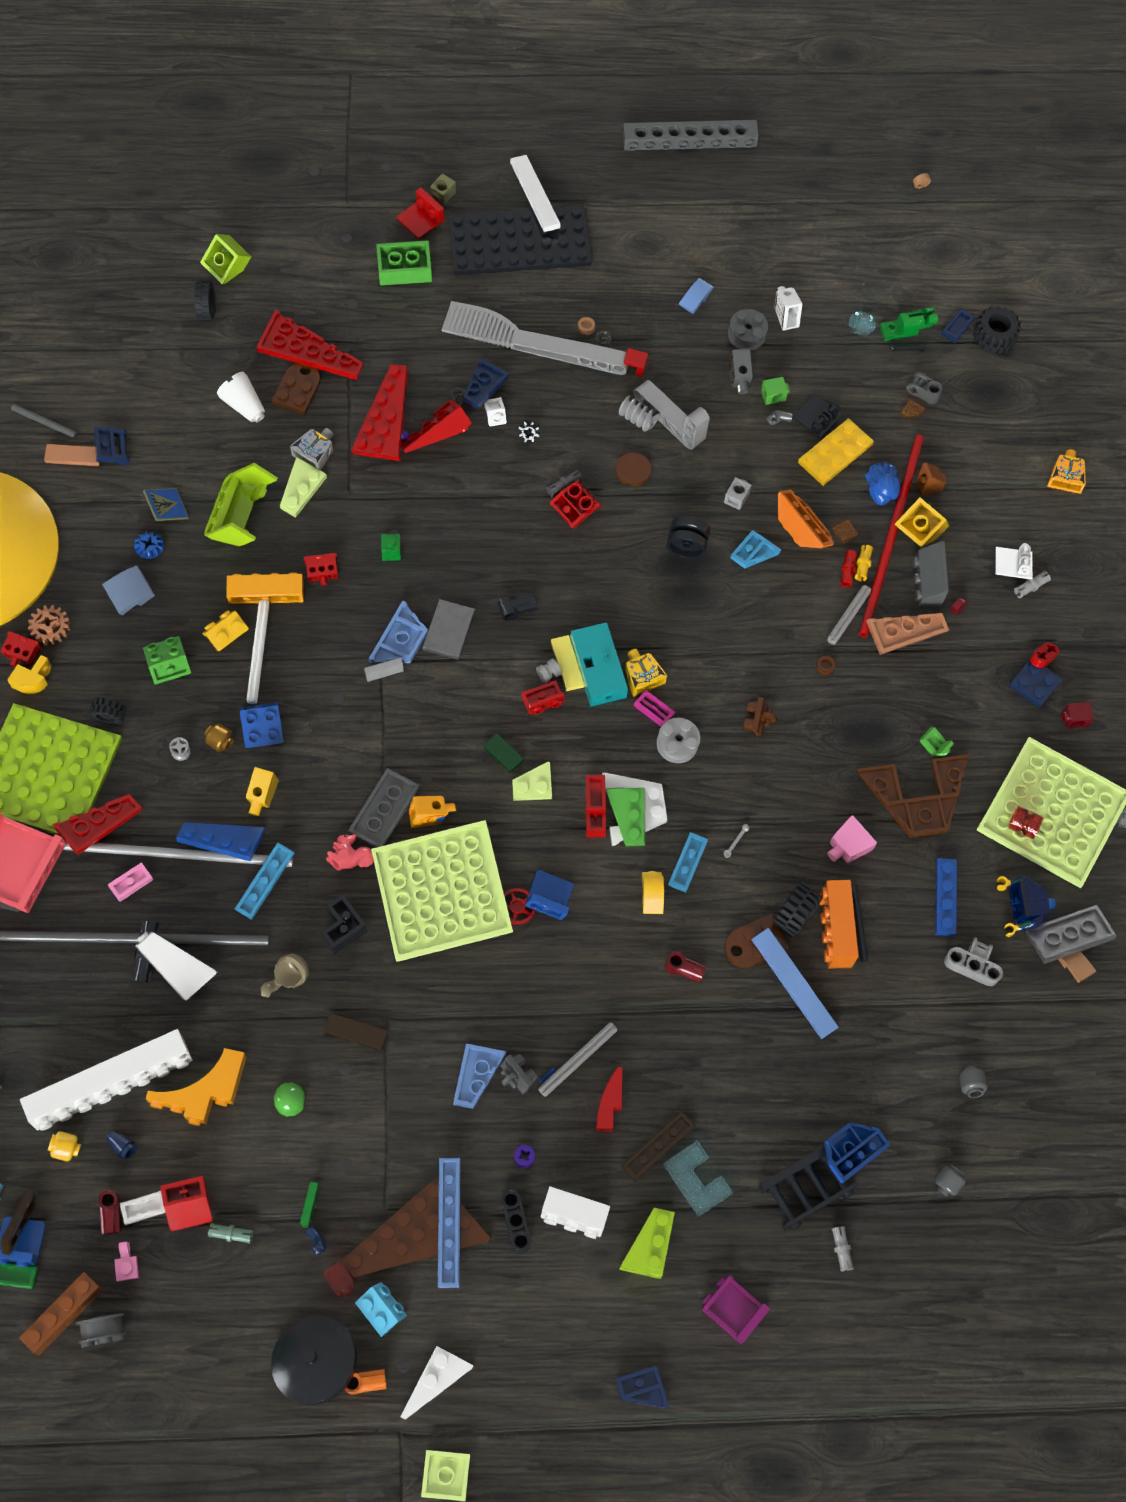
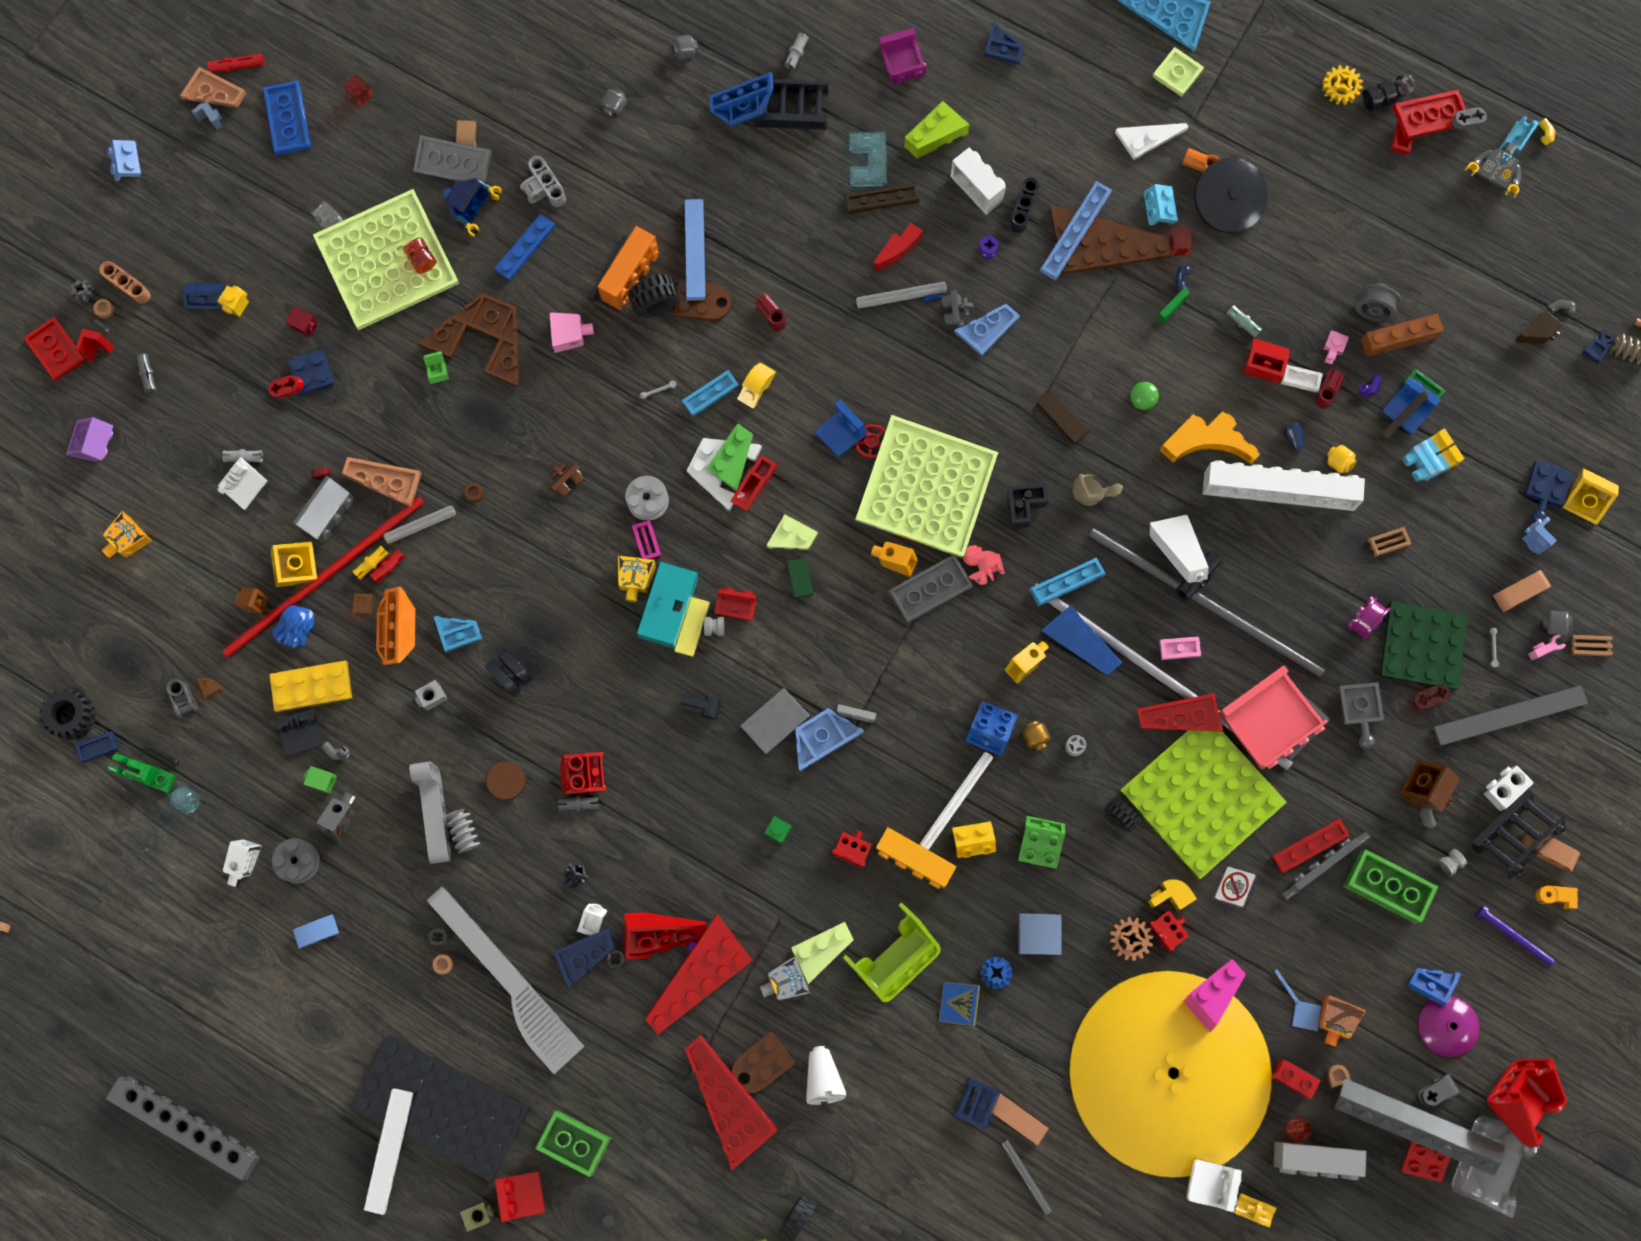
camera: 140 degrees left, 10 degrees up
(68, 1240) = (1372, 388): none -> dark purple arm
(636, 359) = (425, 889): red panel -> none

